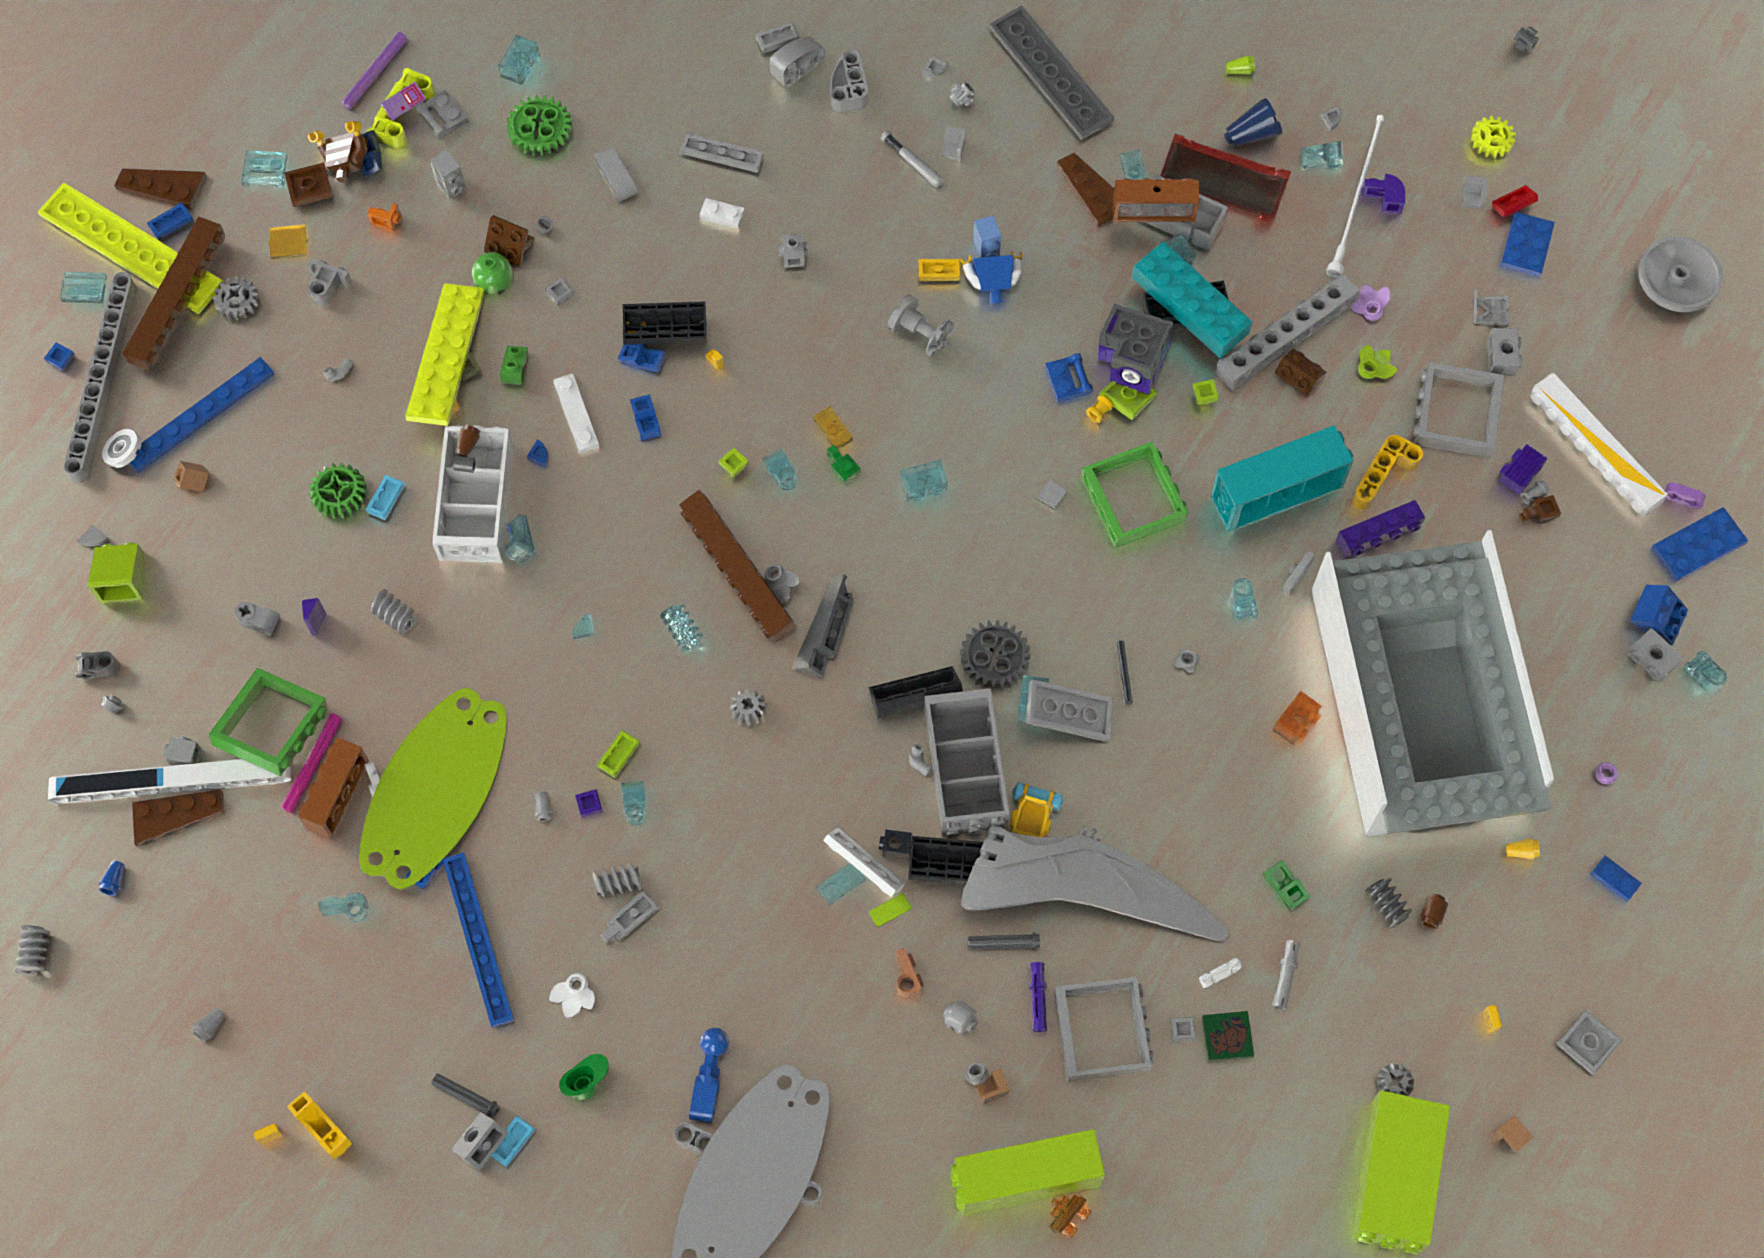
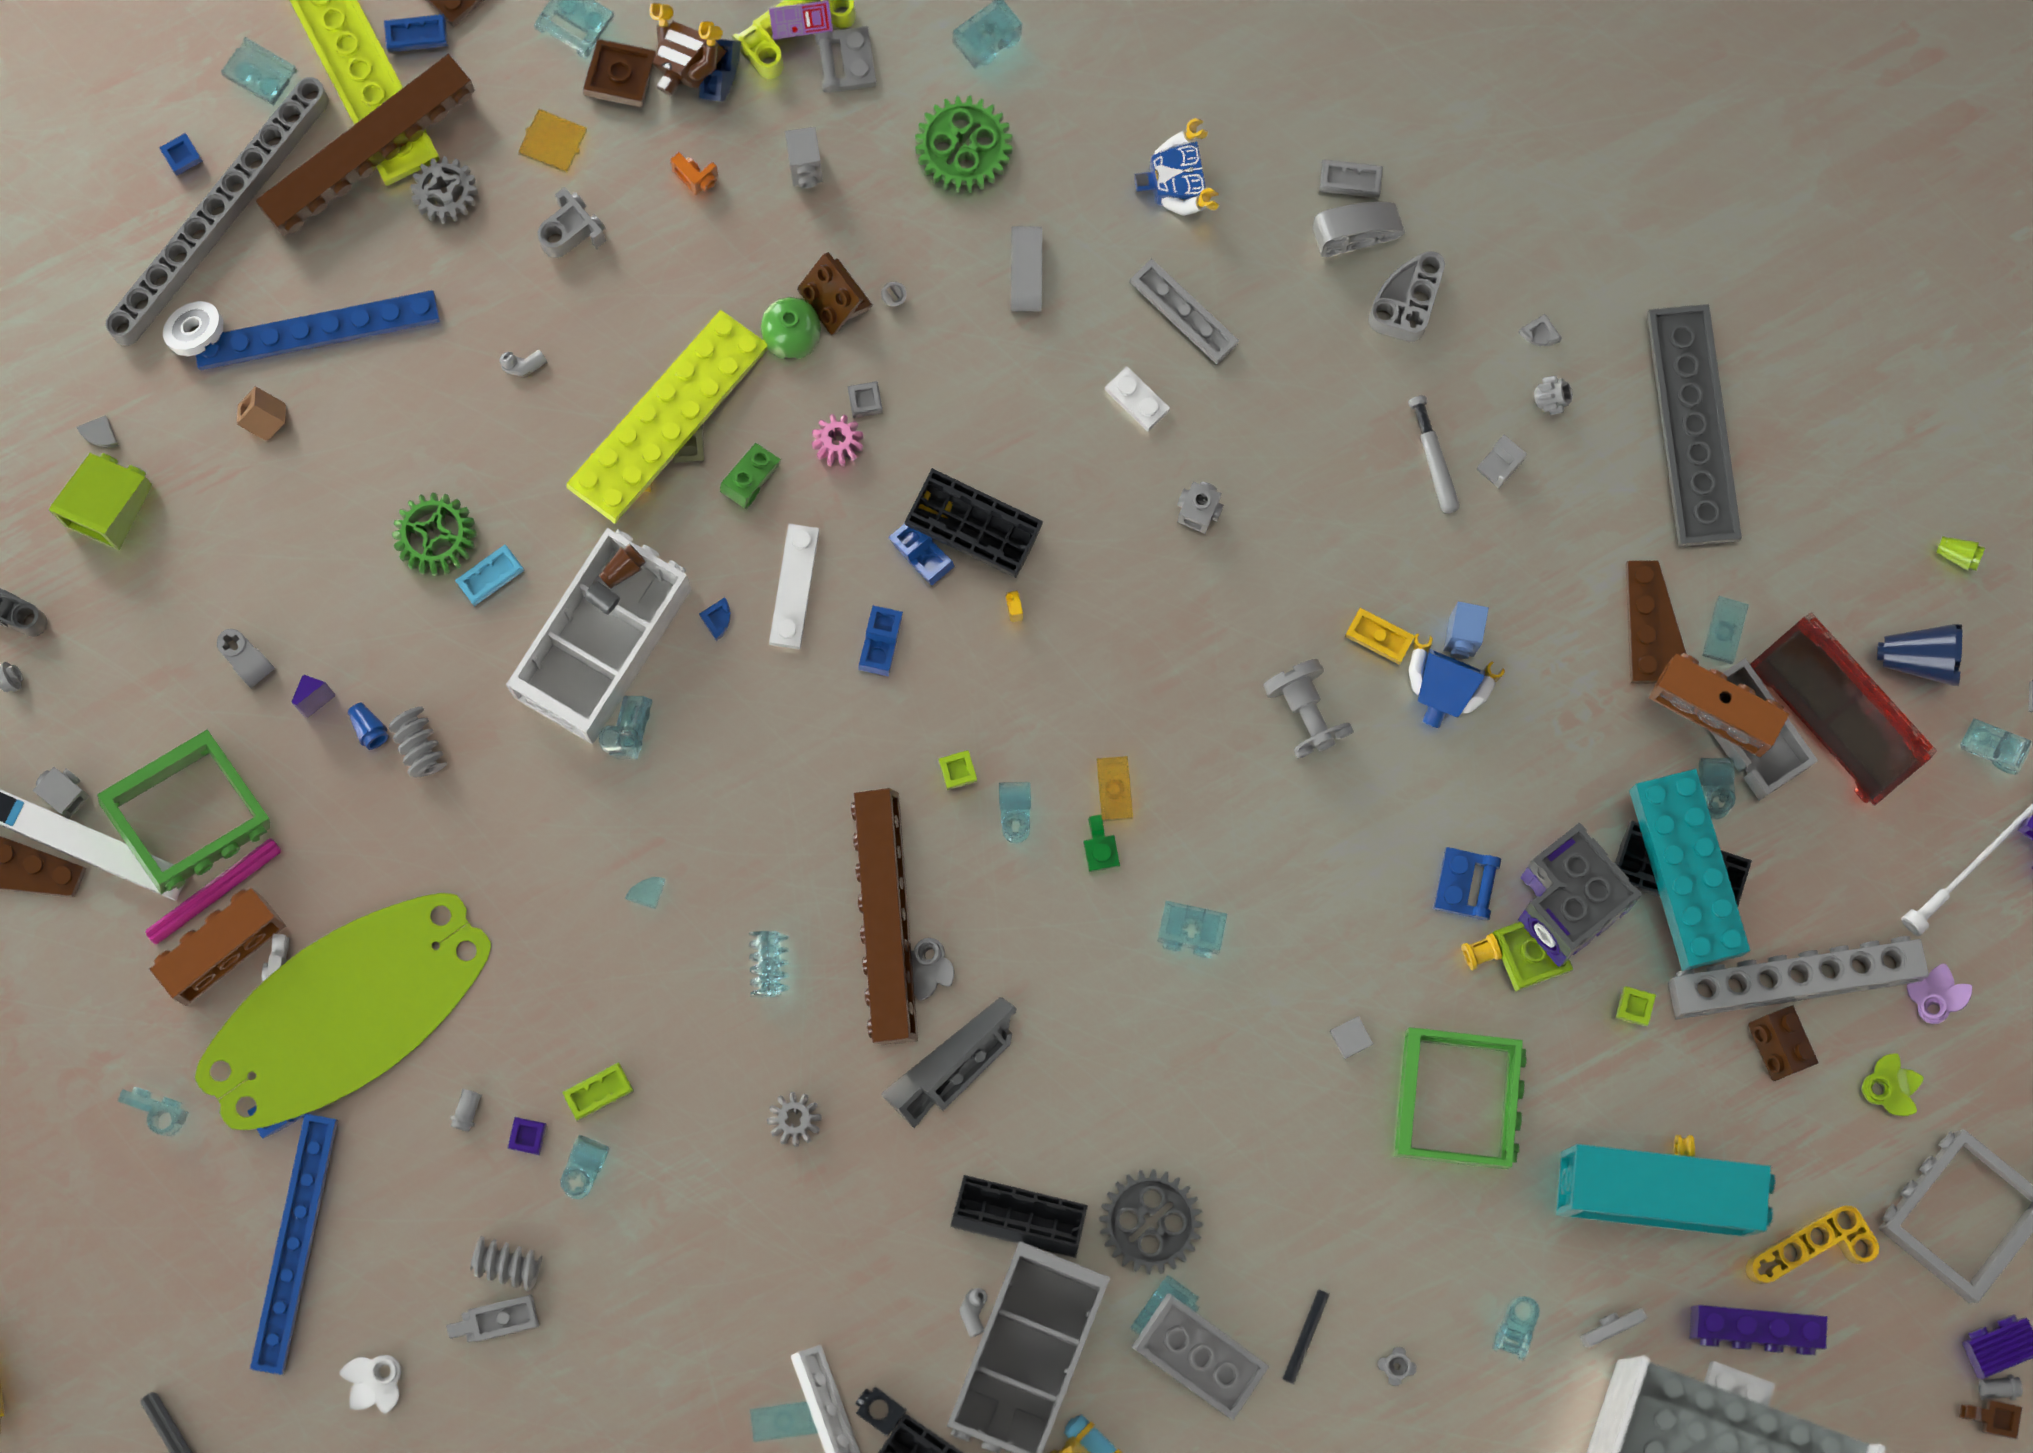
camera: 25 degrees right, 10 degrees up
(357, 619) = (367, 726): none -> blue cone
(550, 324) = (837, 428): none -> bright pink gear
(675, 81) = (1178, 174): none -> torso

